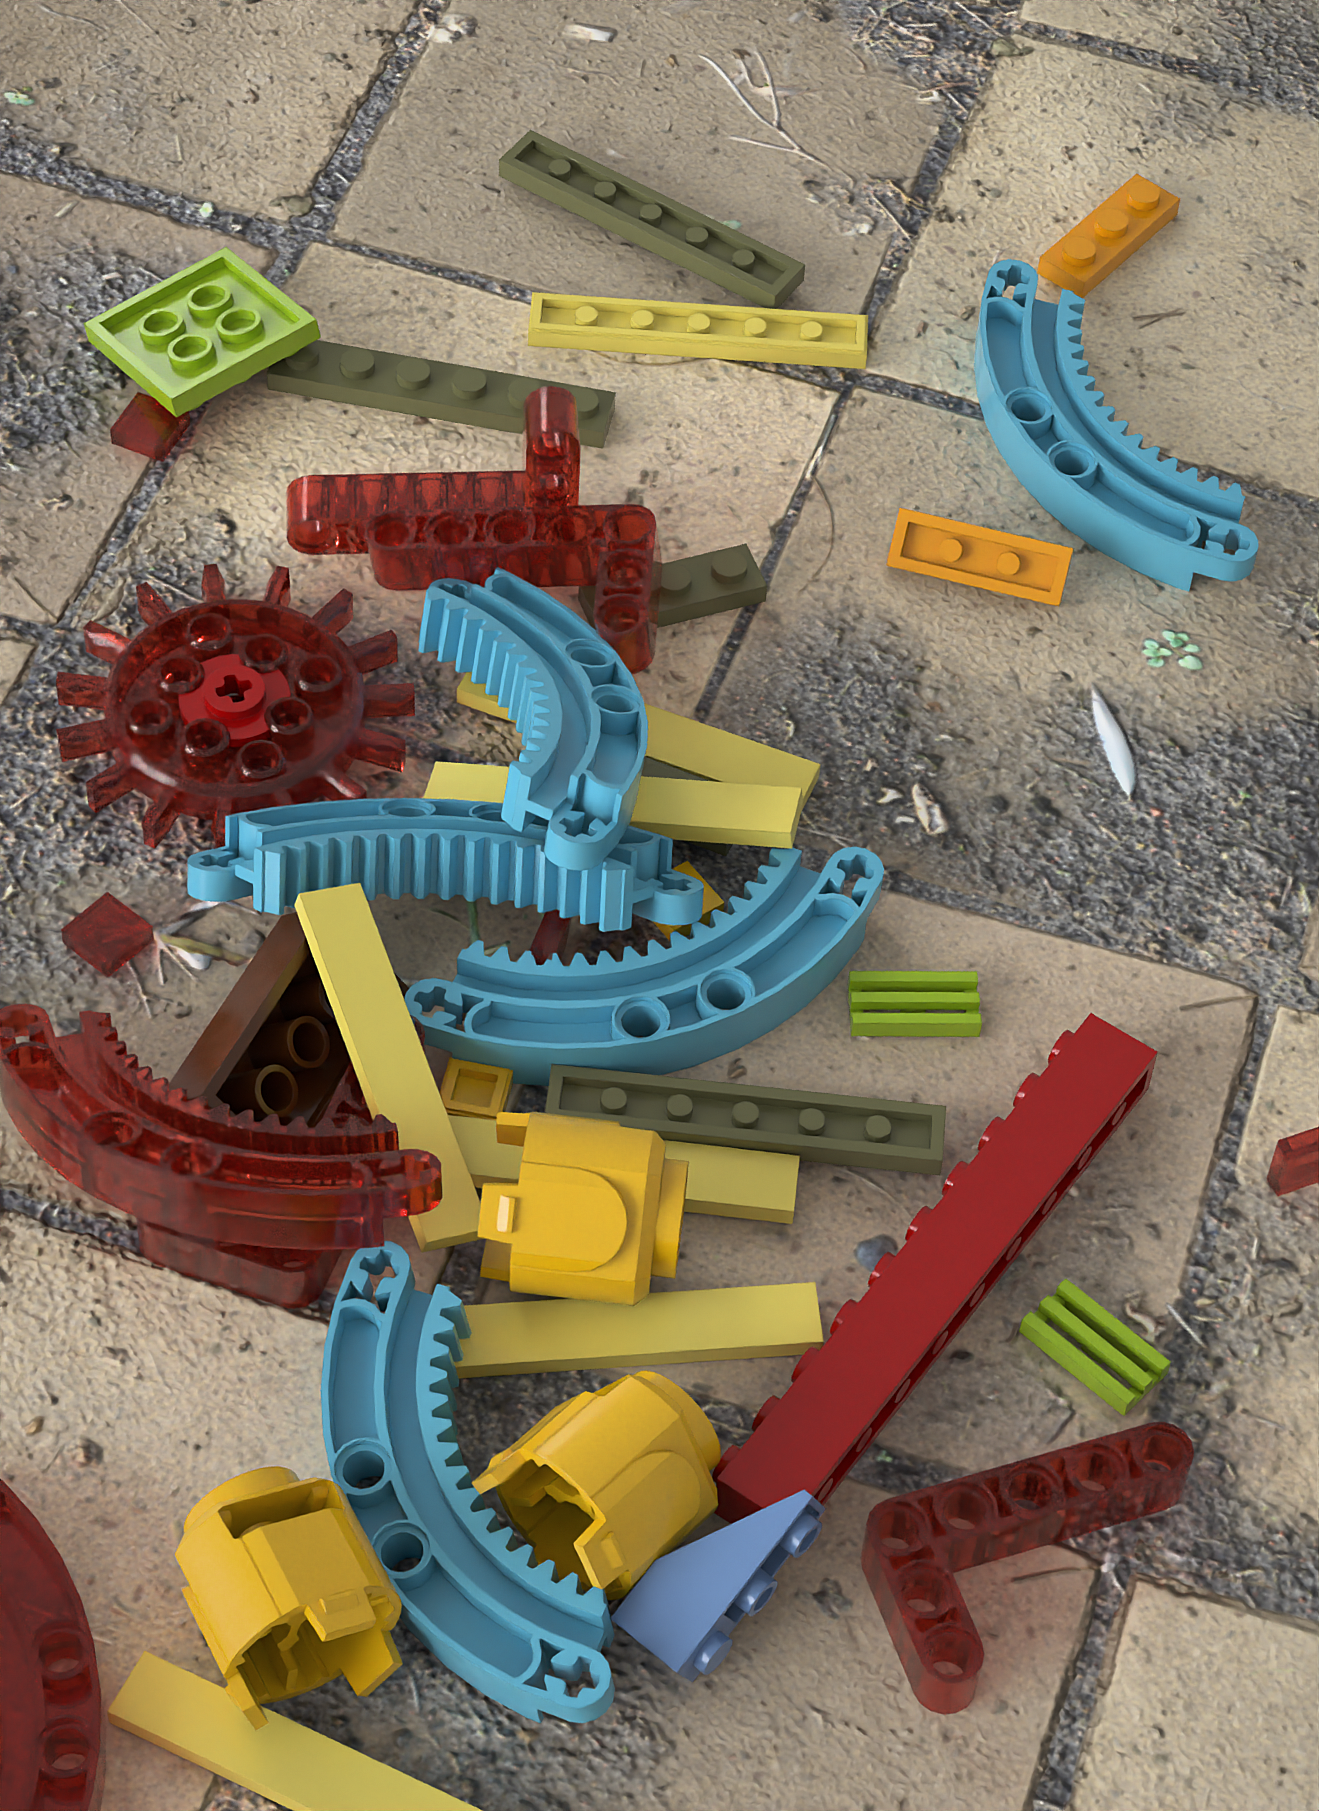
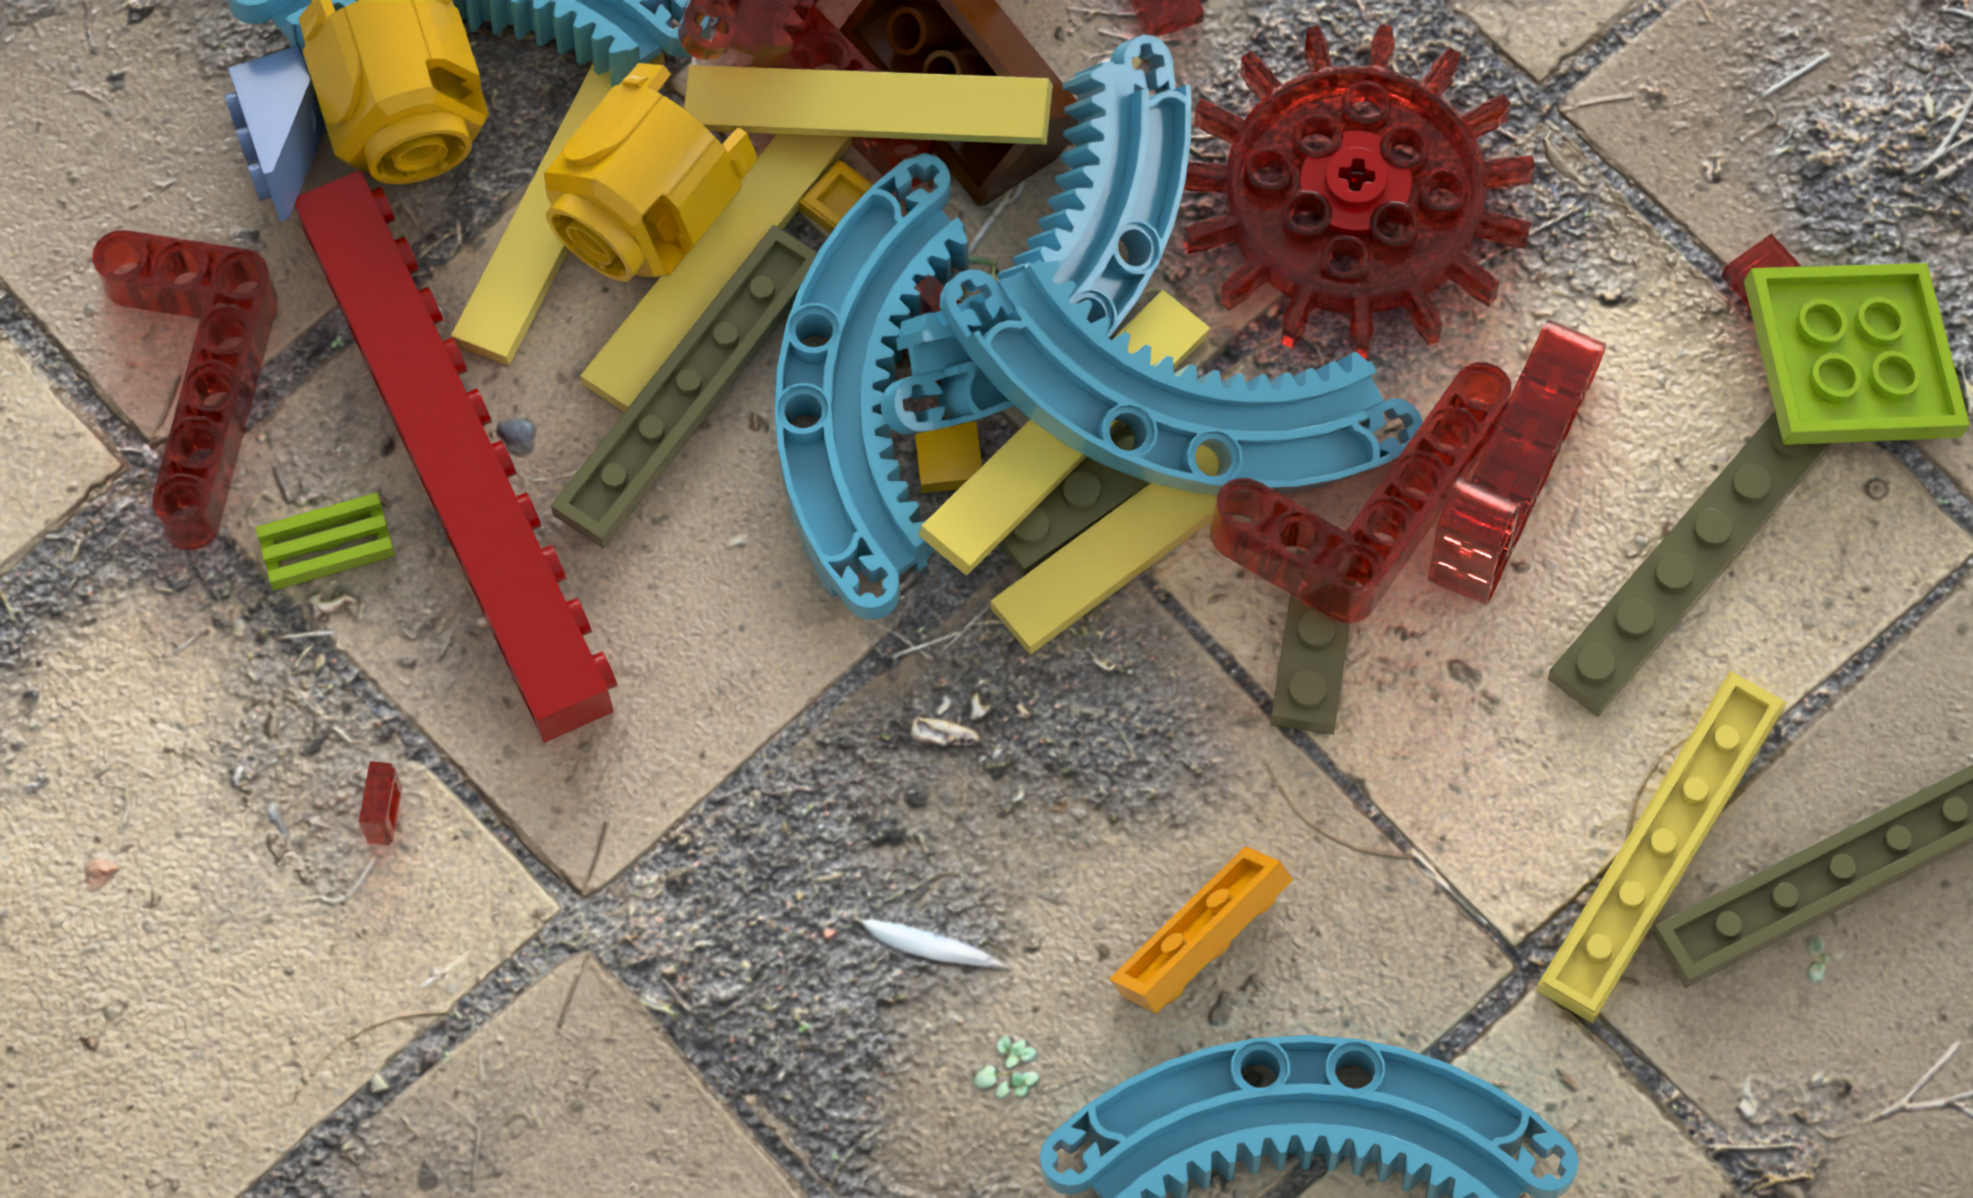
camera: 125 degrees right, 15 degrees up
(914, 994) = (757, 546): lime tile -> none

